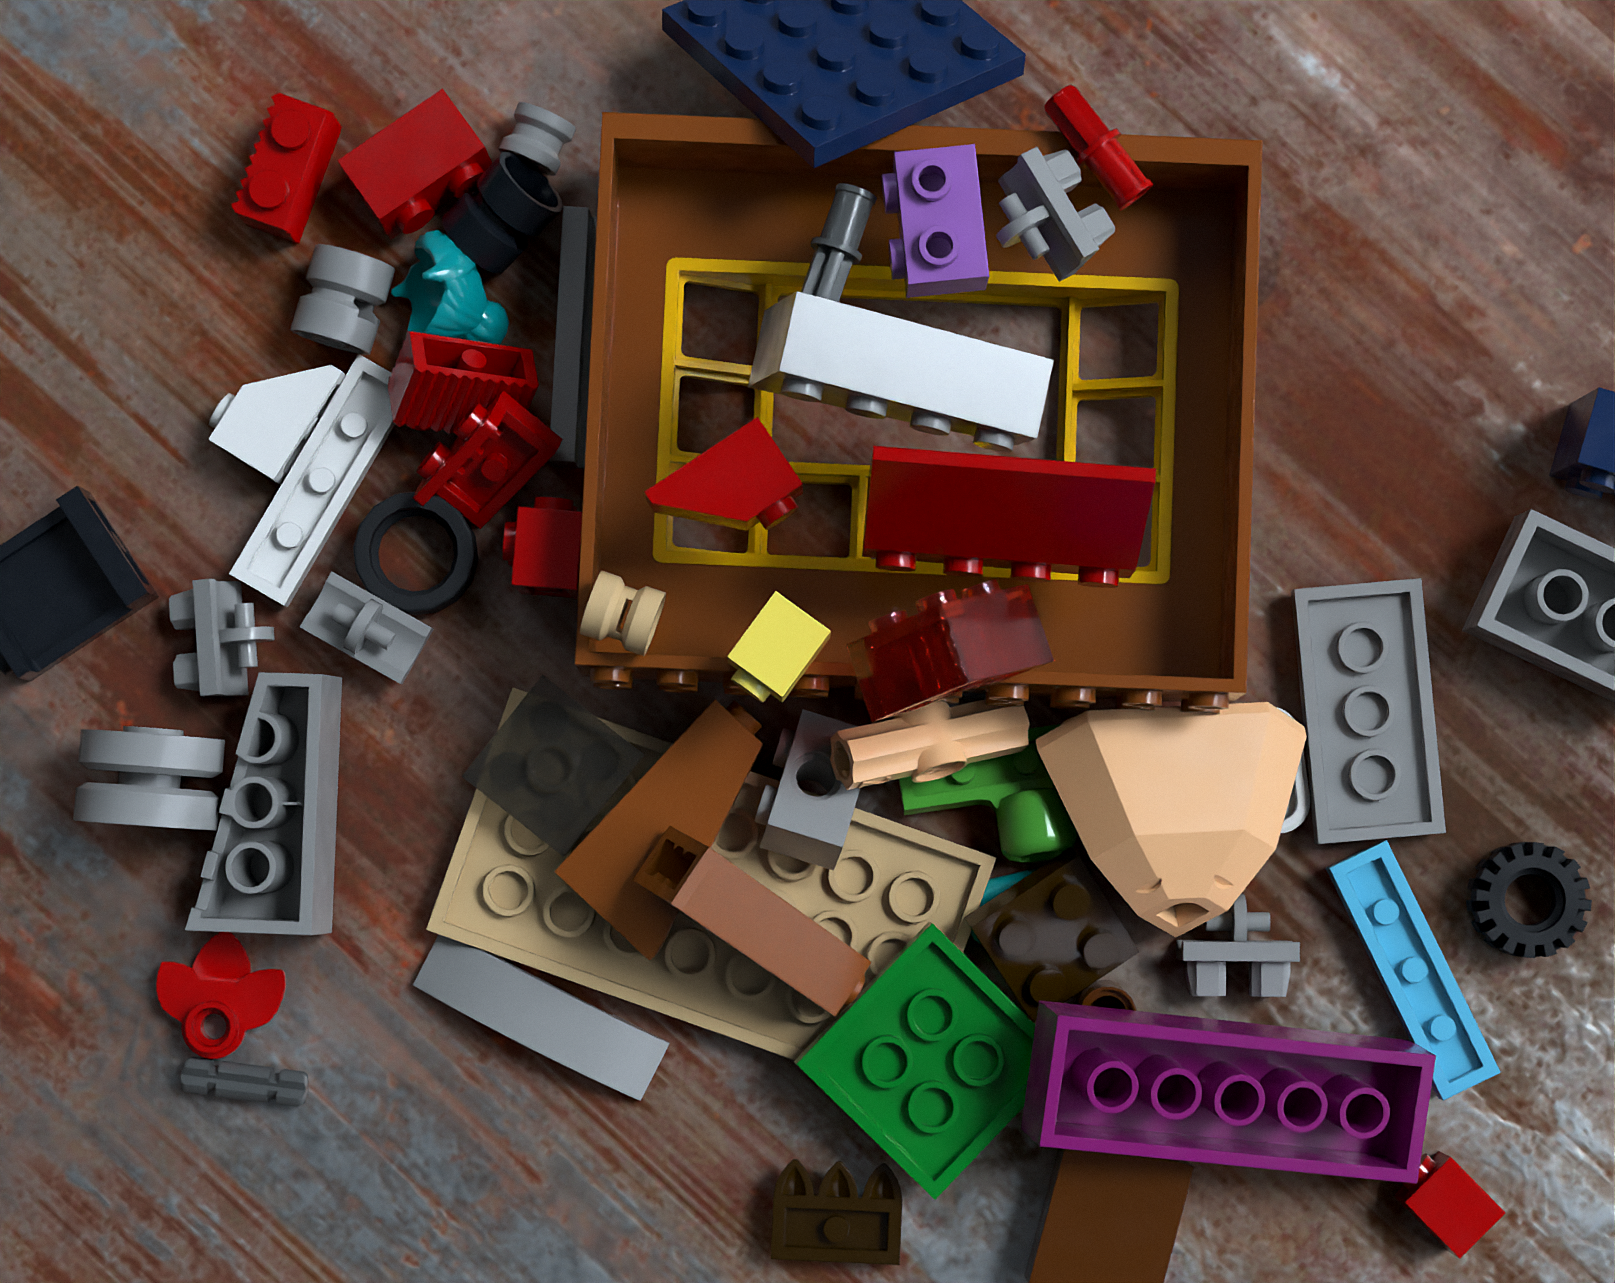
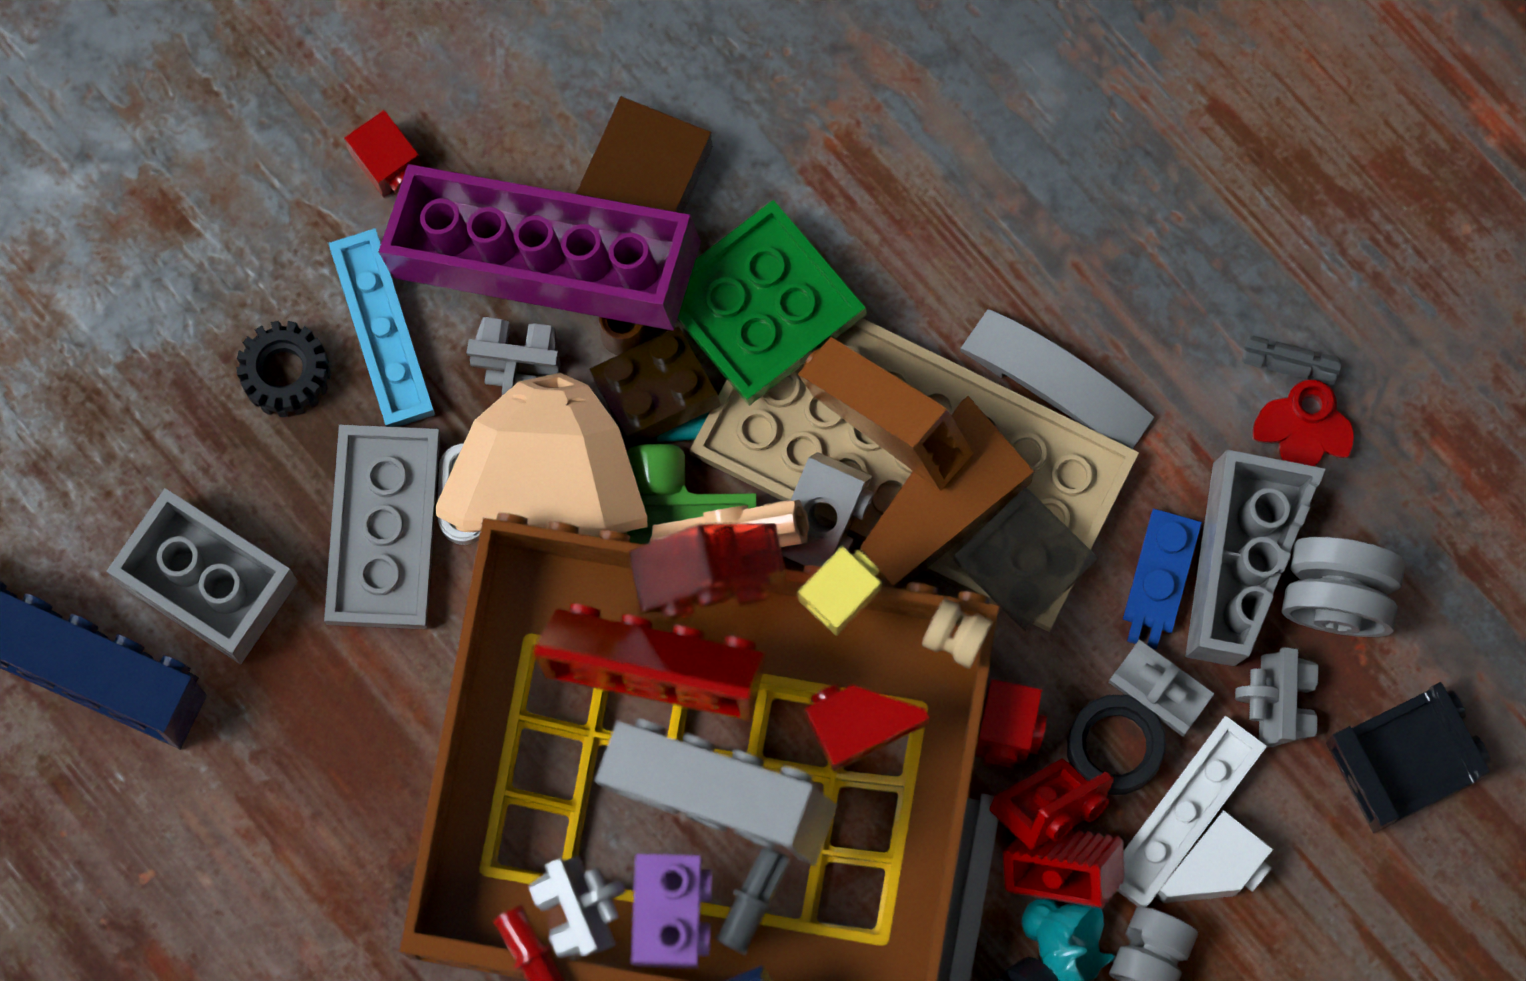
camera: 165 degrees left, 10 degrees down
(383, 778) = (1160, 575): none -> blue hinge
(837, 1220) = (848, 199): dark brown plate -> none

